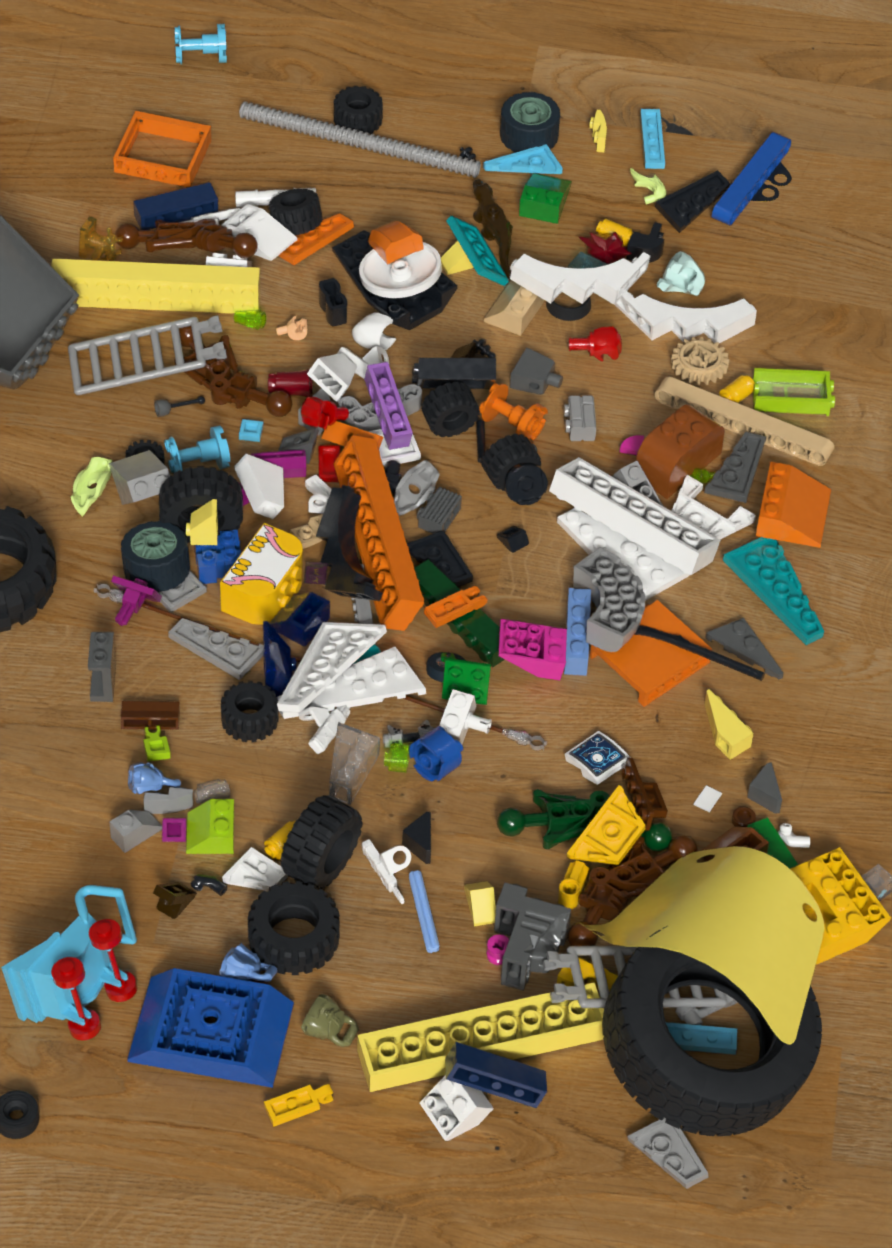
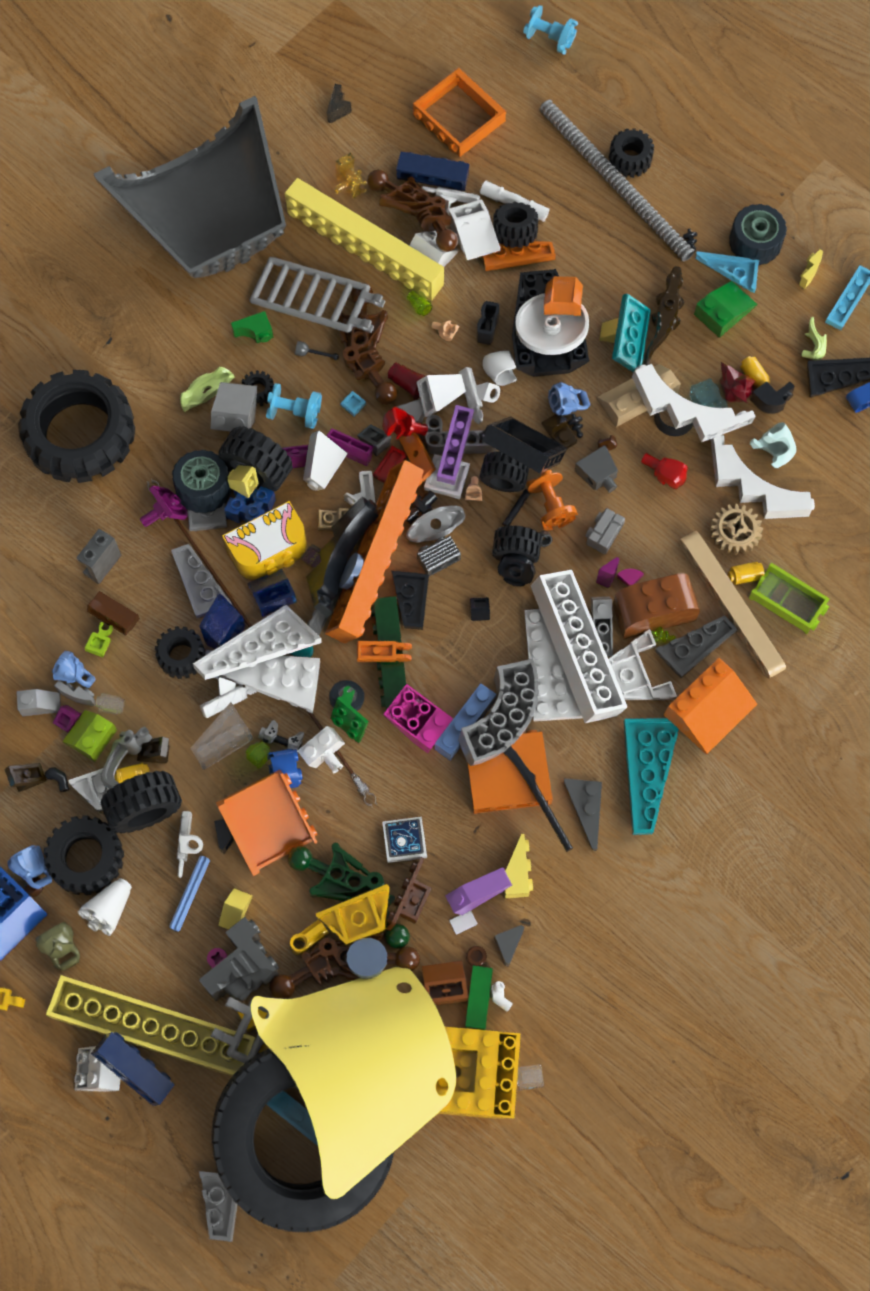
camera: 35 degrees right, 20 degrees up
(35, 194) = (338, 106): none -> clear smoke slope
(101, 409) = (254, 326): none -> green arch
(256, 817) = (127, 744): none -> light grey piece
(289, 805) = (155, 751): none -> dark brown slope
(352, 964) = (106, 907): none -> white cone
(370, 553) = (351, 570): none -> sand blue tile
(429, 445) = (474, 491): none -> light nougat piece
(456, 800) = (266, 820): none -> orange panel
(457, 331) = (564, 399): none -> medium blue piece
(529, 344) = (610, 443): none -> reddish brown piece
(614, 446) = (607, 573): none -> magenta slope
(647, 860) = (367, 958): none -> sand blue tile
(704, 758) = (478, 891): none -> medium lavender slope

